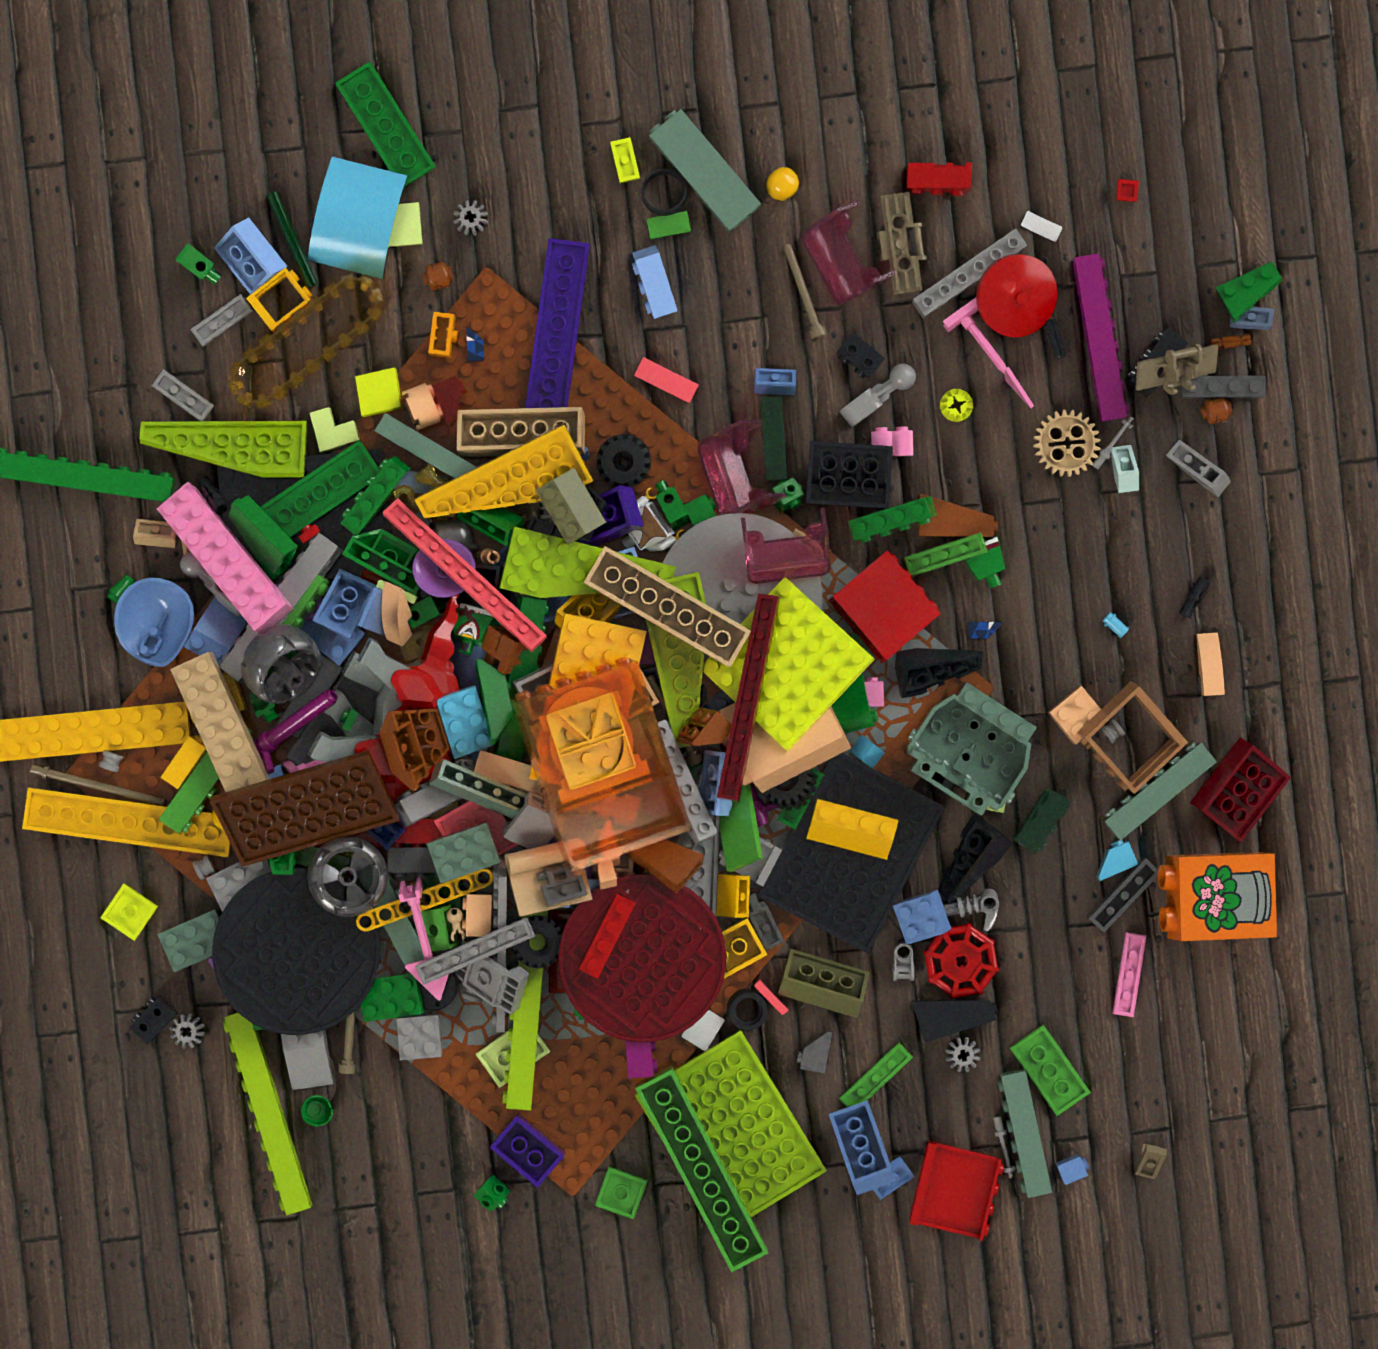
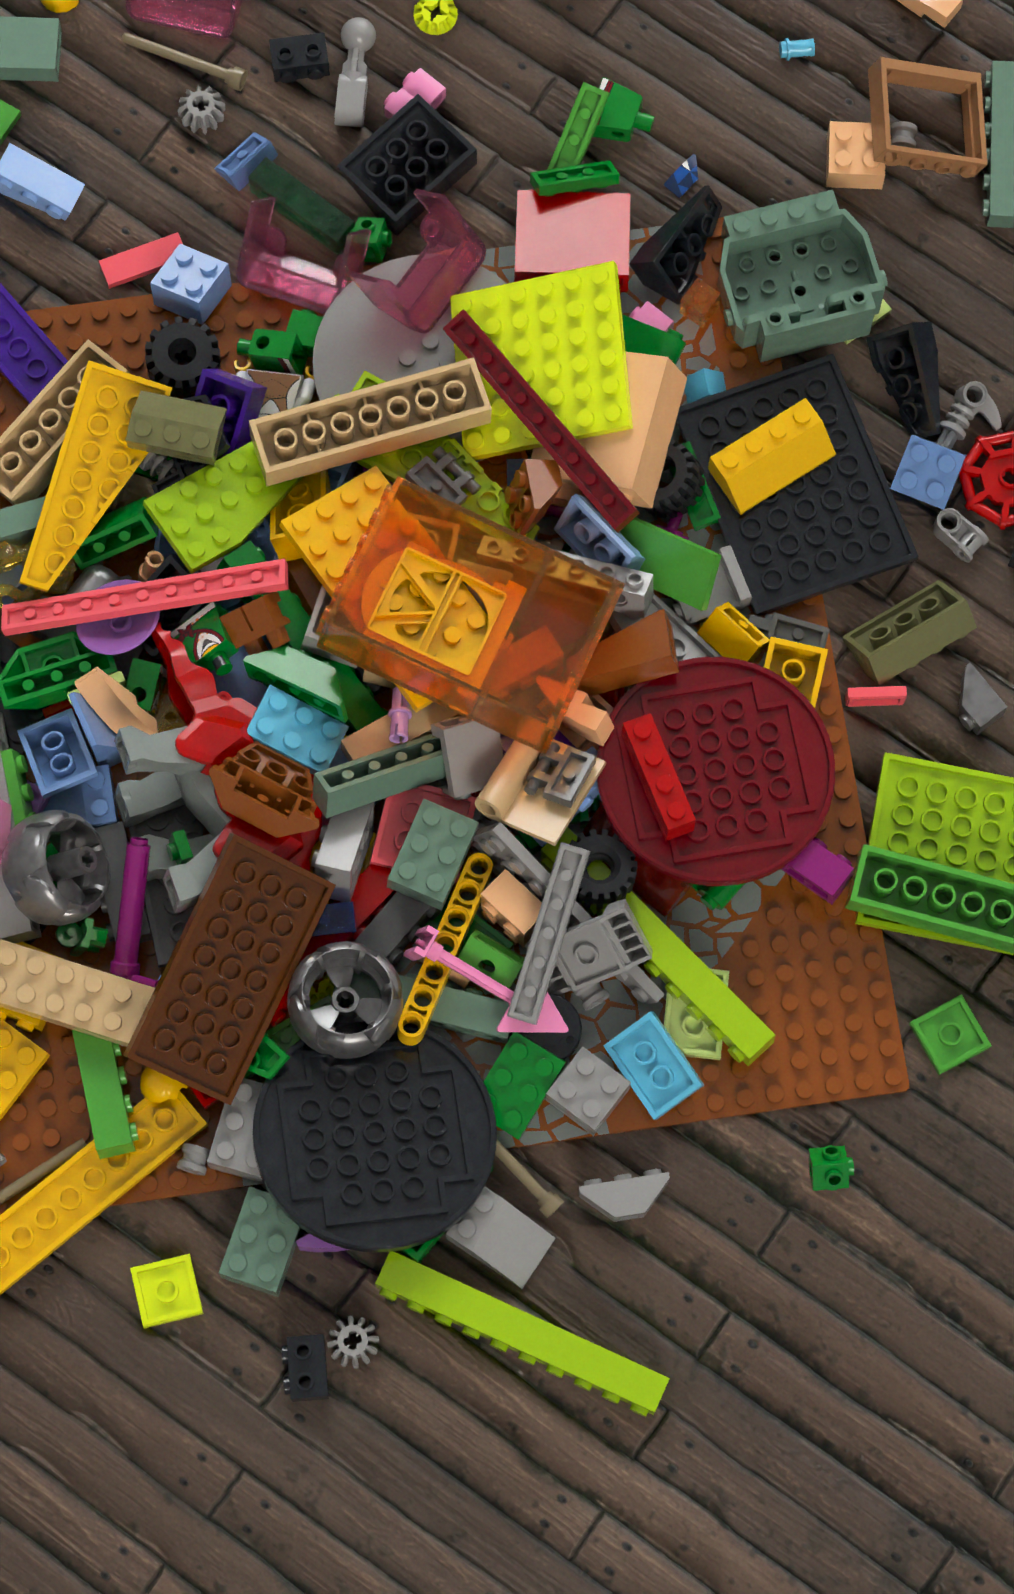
camera: 45 degrees left, 15 degrees down
(184, 761) = (63, 1071): yellow window -> none
(316, 1110) = (569, 1278): green hair -> none
(385, 1101) = (625, 1196): none -> light grey slope
(455, 920) = (496, 932): tan arm -> none
(463, 1058) = (653, 1065): none -> medium azure plate
(517, 772) = (399, 717): none -> lavender axle
(527, 1150) = (815, 1083): dark purple brick -> none
(665, 672) = (432, 478): none -> dark grey plate
(671, 423) = (191, 283): none -> medium blue piece
(704, 1030) = (850, 795): white sticker -> none
(736, 998) = (851, 742): black tyre -> none
(788, 330) = (203, 119): none -> light grey gear
(892, 518) = (490, 156): green brick -> none
(909, 709) = (700, 302): none -> clear orange brick
(921, 576) = (574, 178): none -> green plate
(957, 521) = (541, 112): dark orange slope -> none
(1042, 820) = (932, 273): clear green wedge -> none

